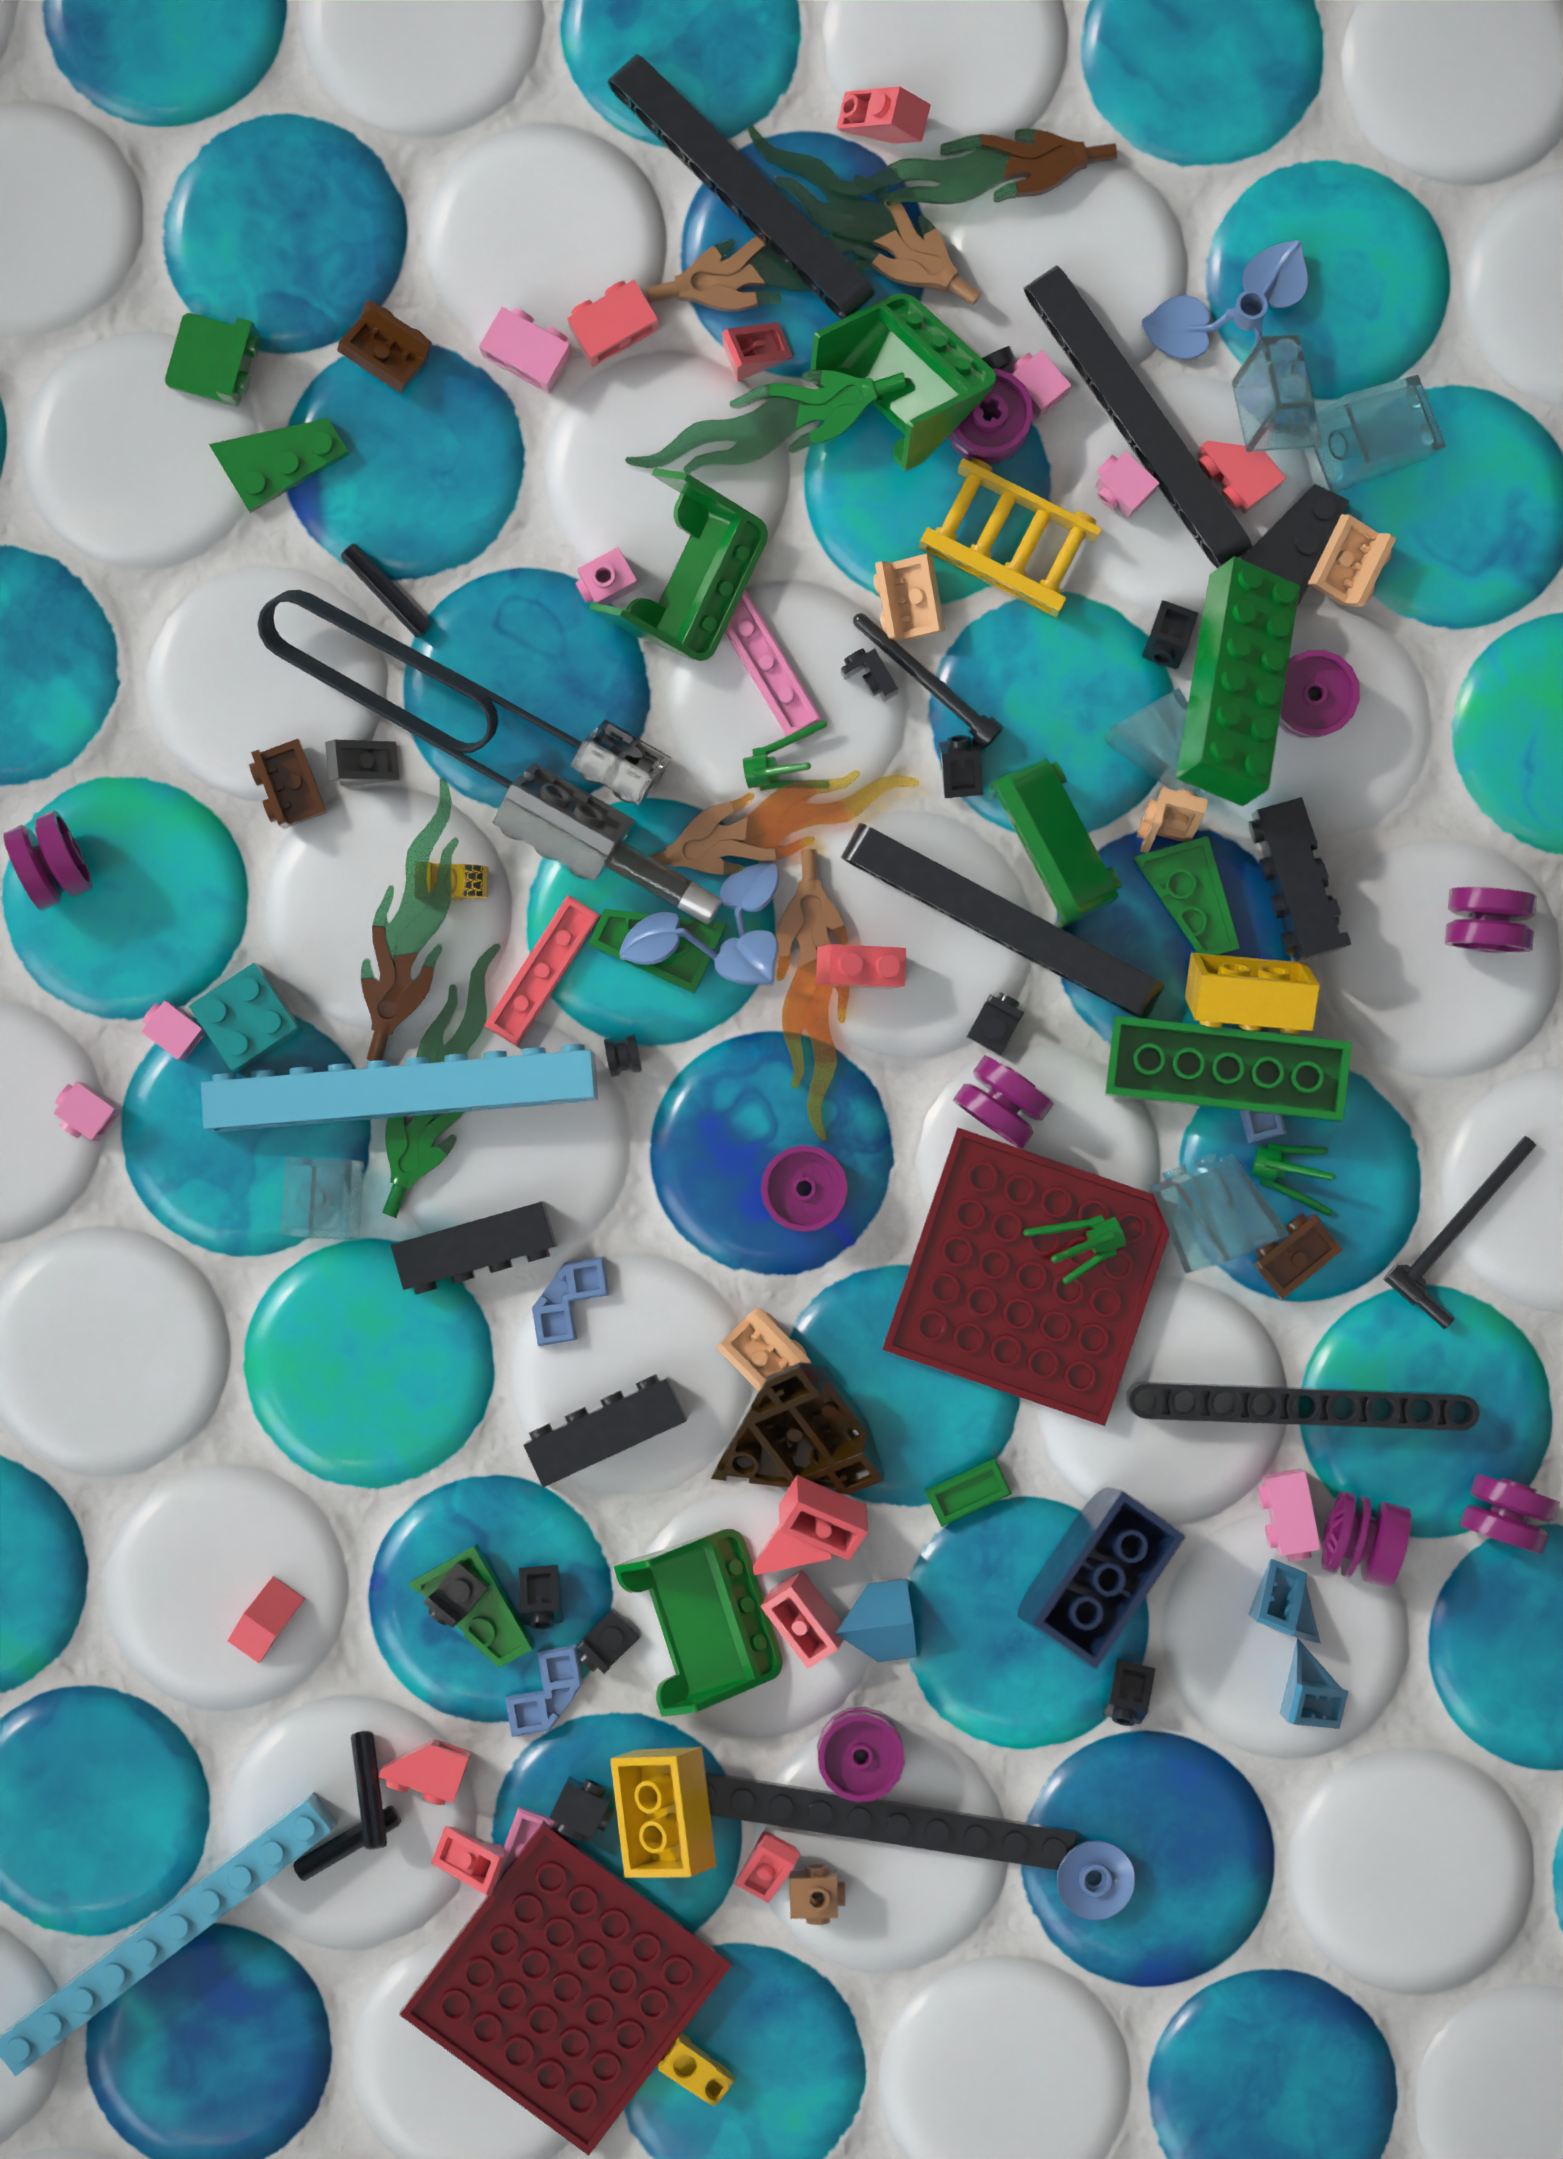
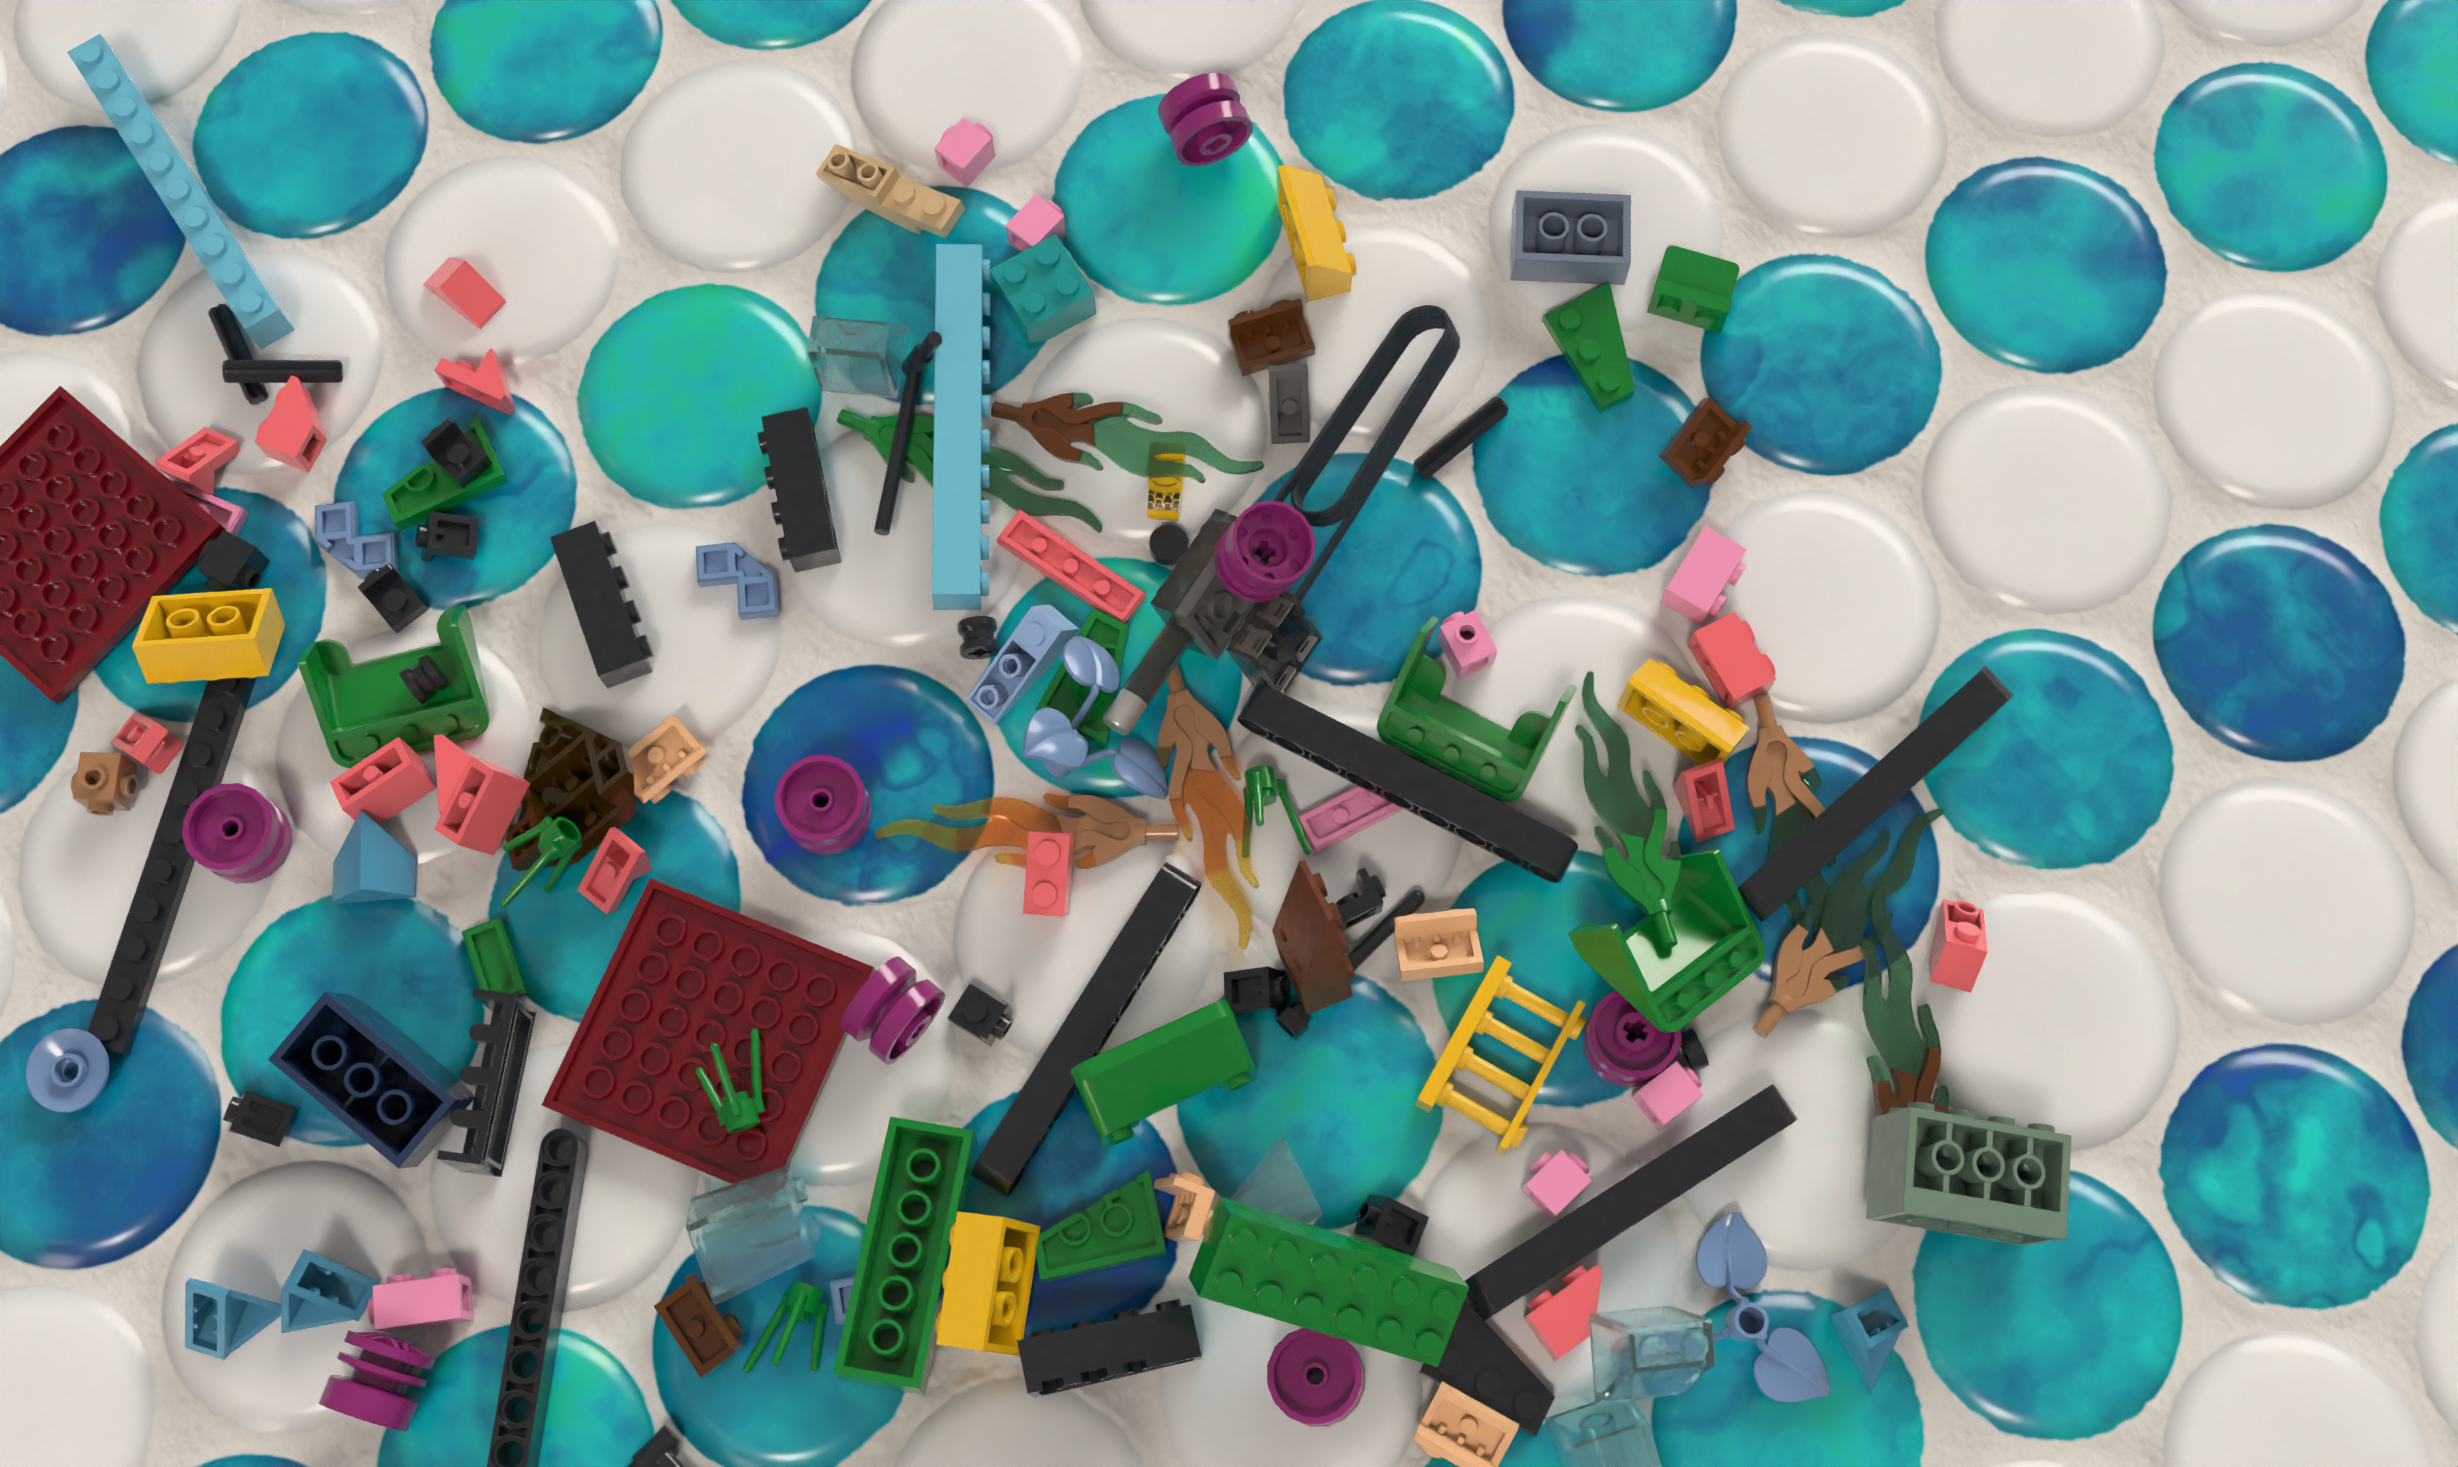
camera: 95 degrees right, 15 degrees down
(139, 1185) = (888, 194): none -> tan slope
(165, 482) = (1570, 237): none -> sand blue brick
(170, 743) = (1313, 233): none -> yellow slope
(335, 1142) = (913, 368): none -> black bar
(375, 1577) = (484, 384): none -> coral slope
(513, 876) = (1168, 544): none -> black tile
(556, 745) = (1278, 537): none -> magenta wheel
(646, 1011) = (1021, 661): none -> light blue slope
(671, 367) = (1681, 714): none -> yellow slope
(694, 1595) = (424, 679): none -> black wheel
(754, 631) = (1408, 783): none -> black beam
(861, 1438) = (557, 840): none -> green plant
(879, 1386) = (613, 870): none -> coral slope
(923, 710) = (1312, 944): none -> copper slope
(1096, 1471) = (497, 1085): none -> black window
(1106, 110) = (1969, 1175): none -> sand green brick
(1239, 205) = (1870, 1333): none -> dark azure slope

